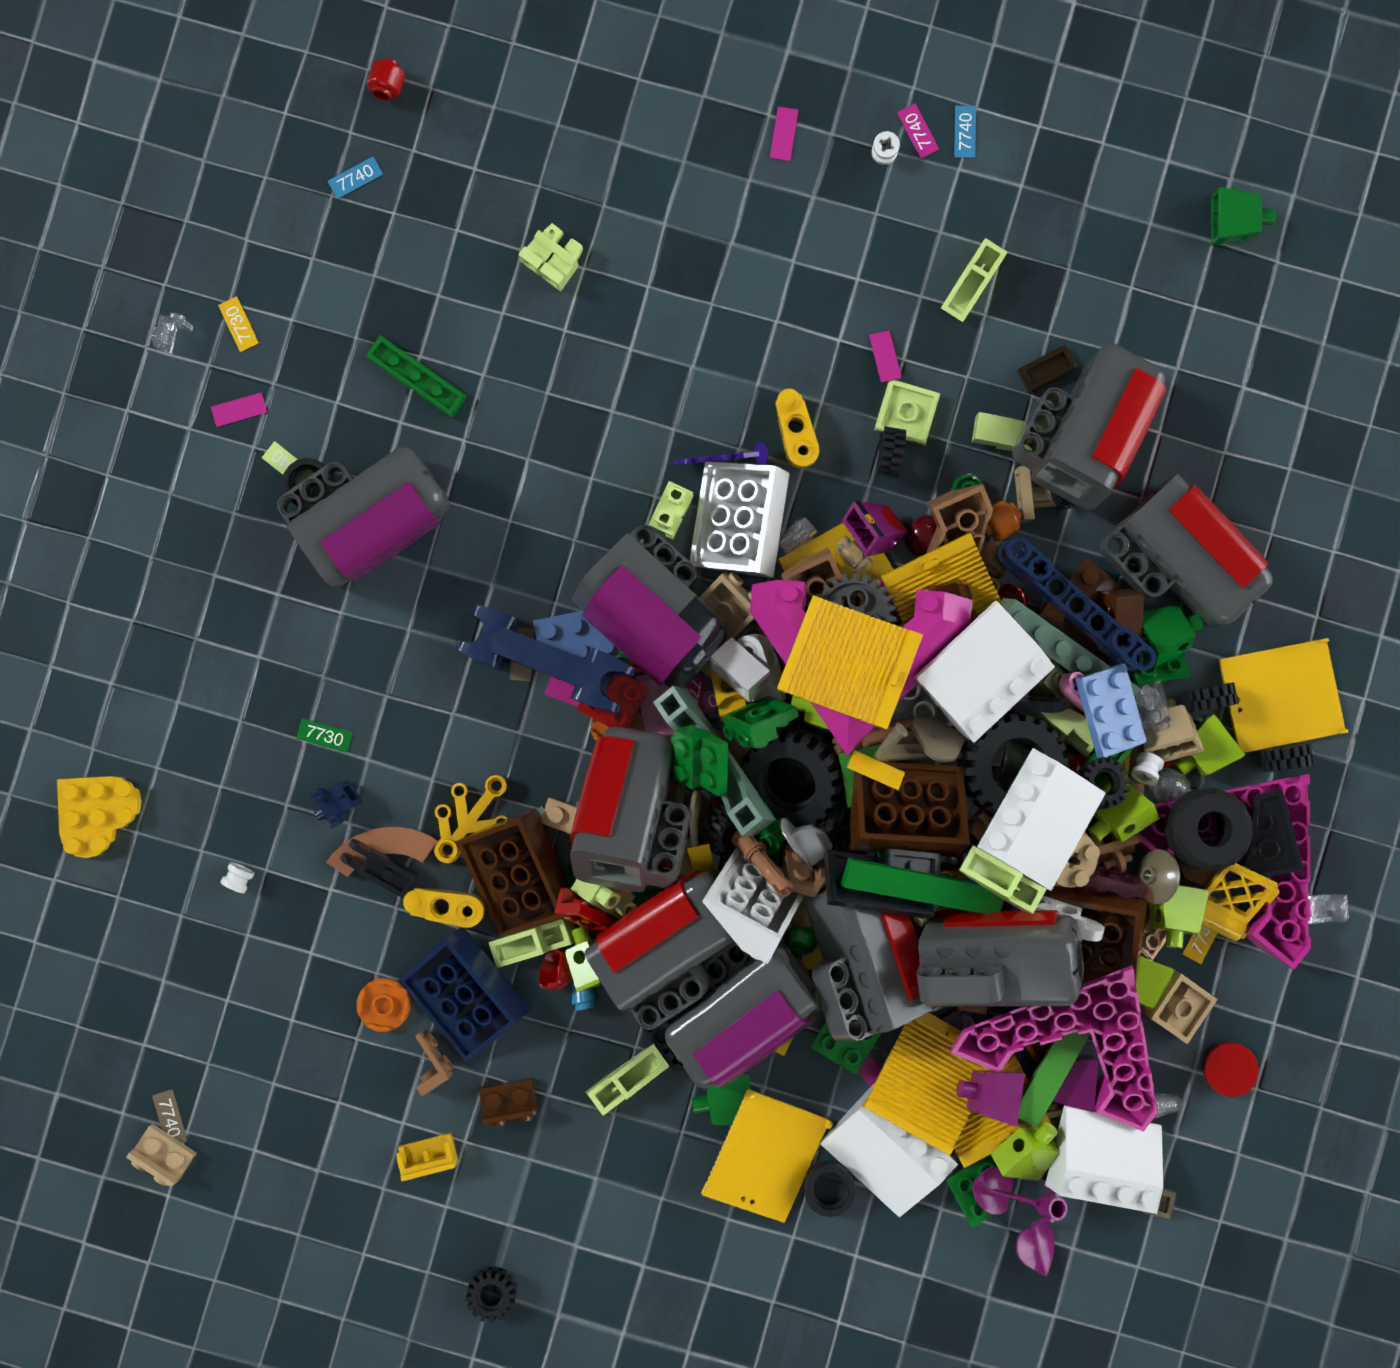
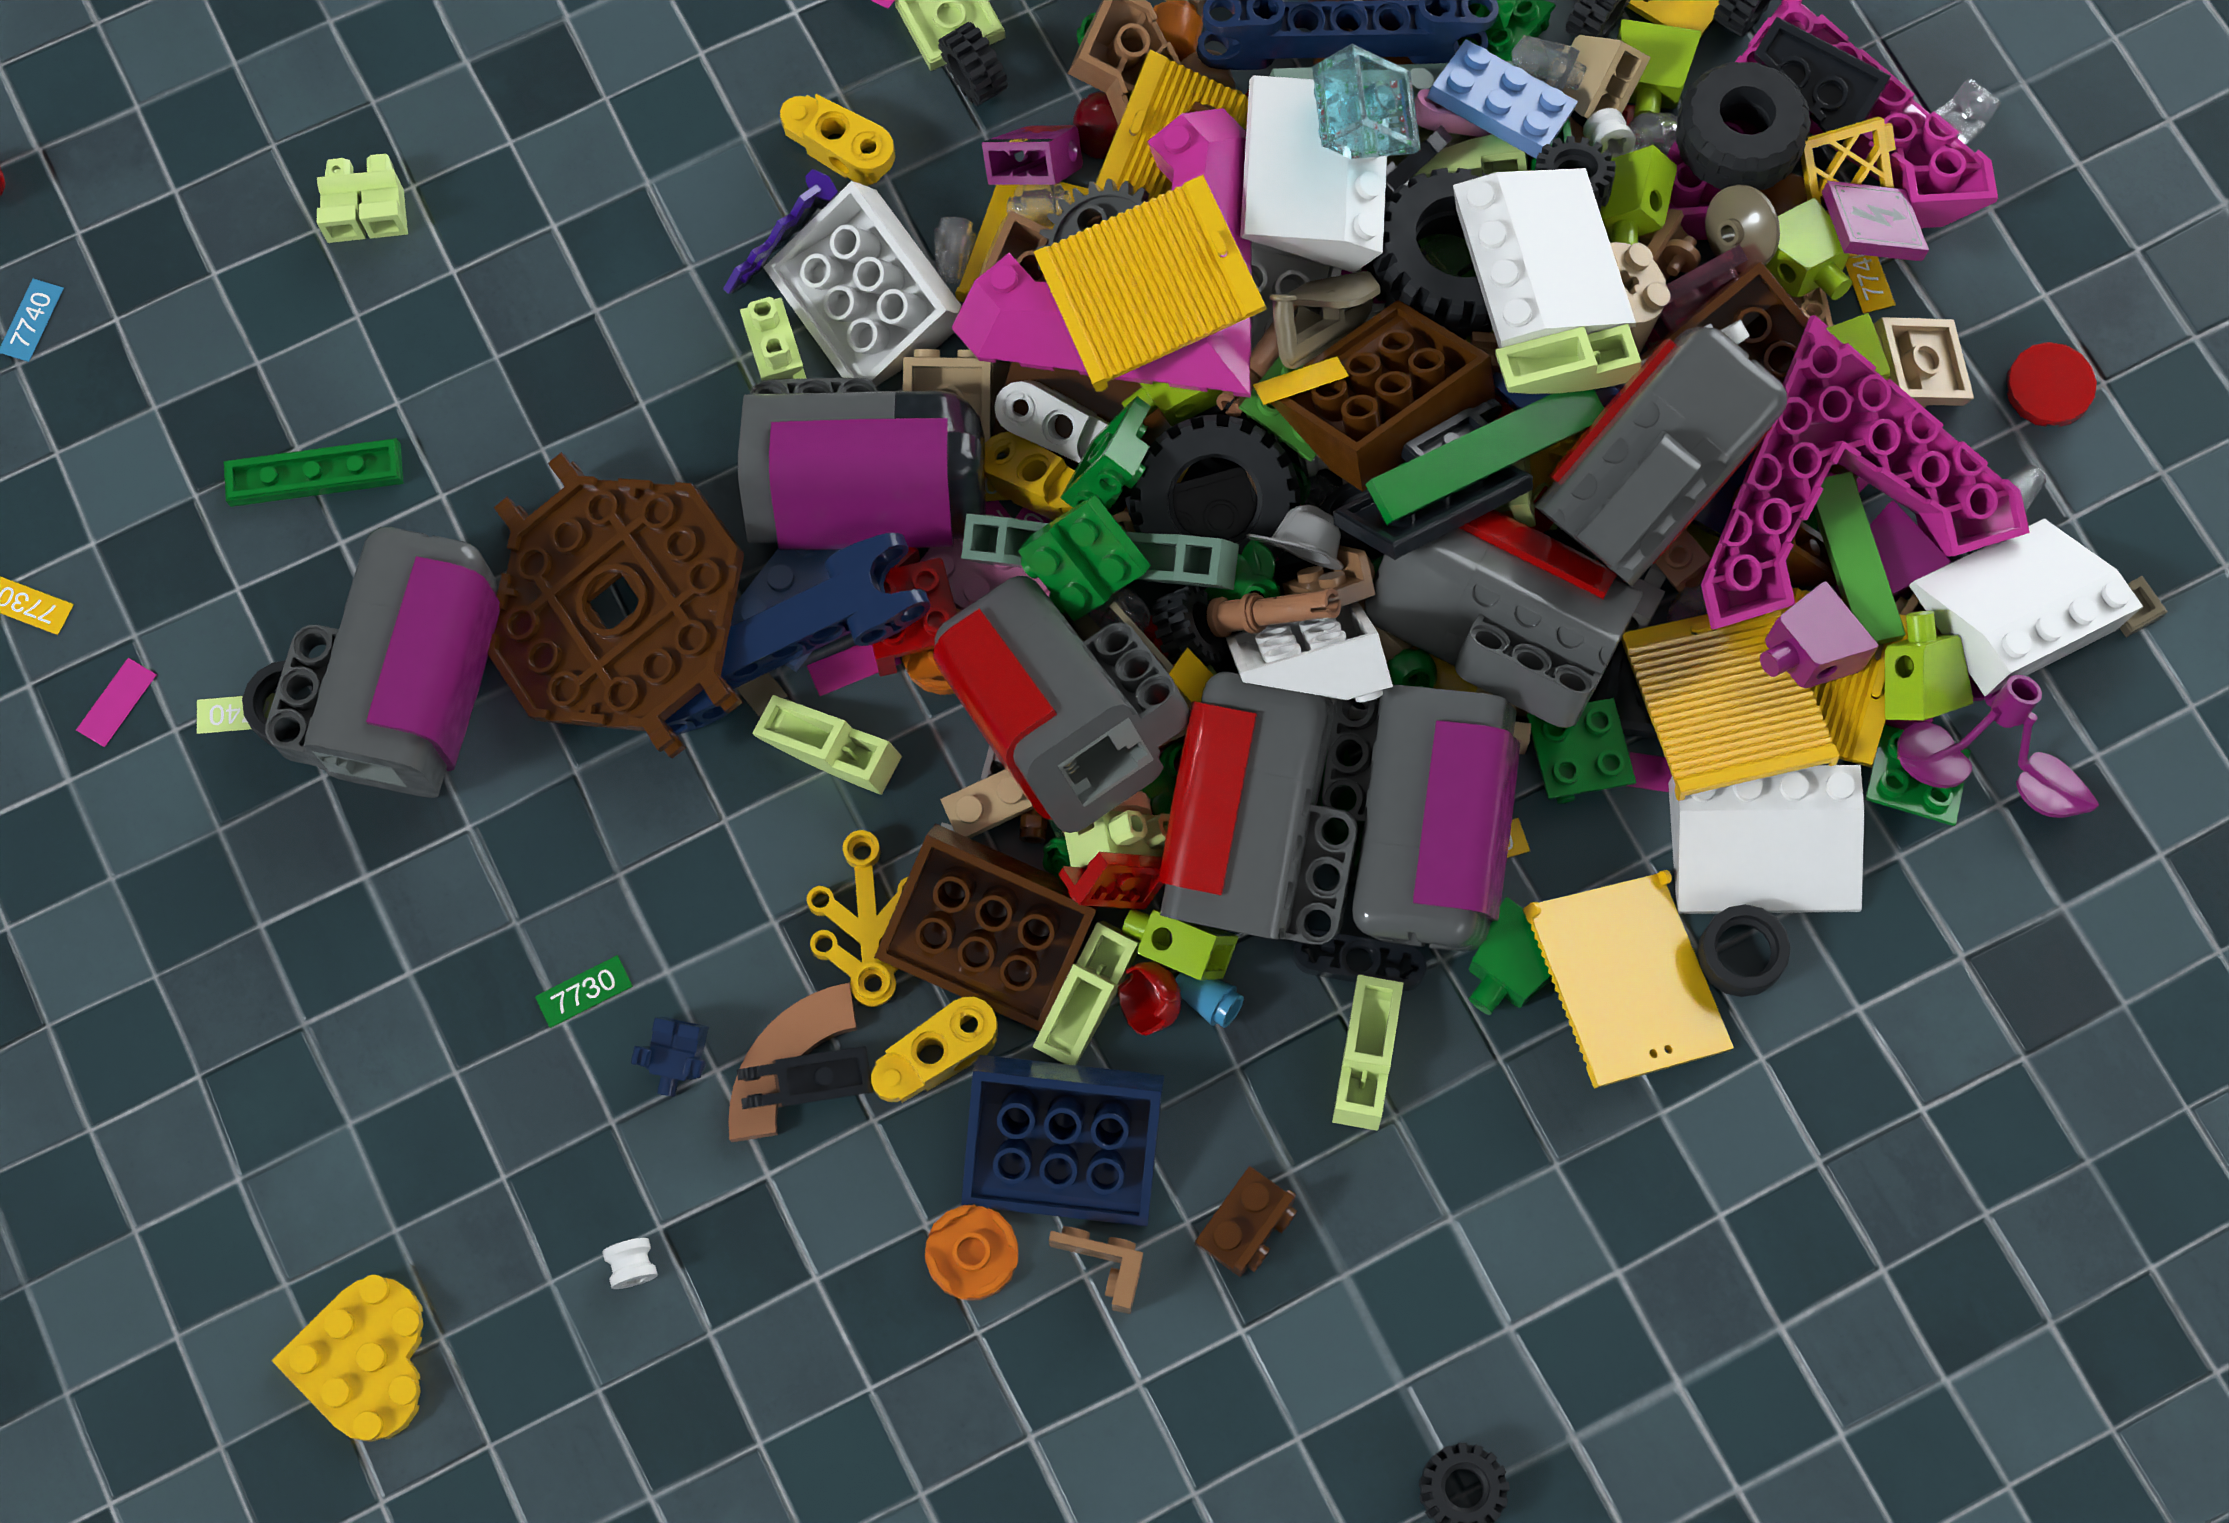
camera: 45 degrees left, 15 degrees down
(427, 1156) = (1210, 1389): yellow hinge -> none
(446, 566) = (661, 655): none -> reddish brown plate
(525, 723) = (828, 744): none -> yellowish green slope
(740, 669) = (1030, 434): white hinge -> none
(1031, 671) = (1365, 105): none -> clear light blue slope
(1223, 929) = (1875, 221): none -> tile

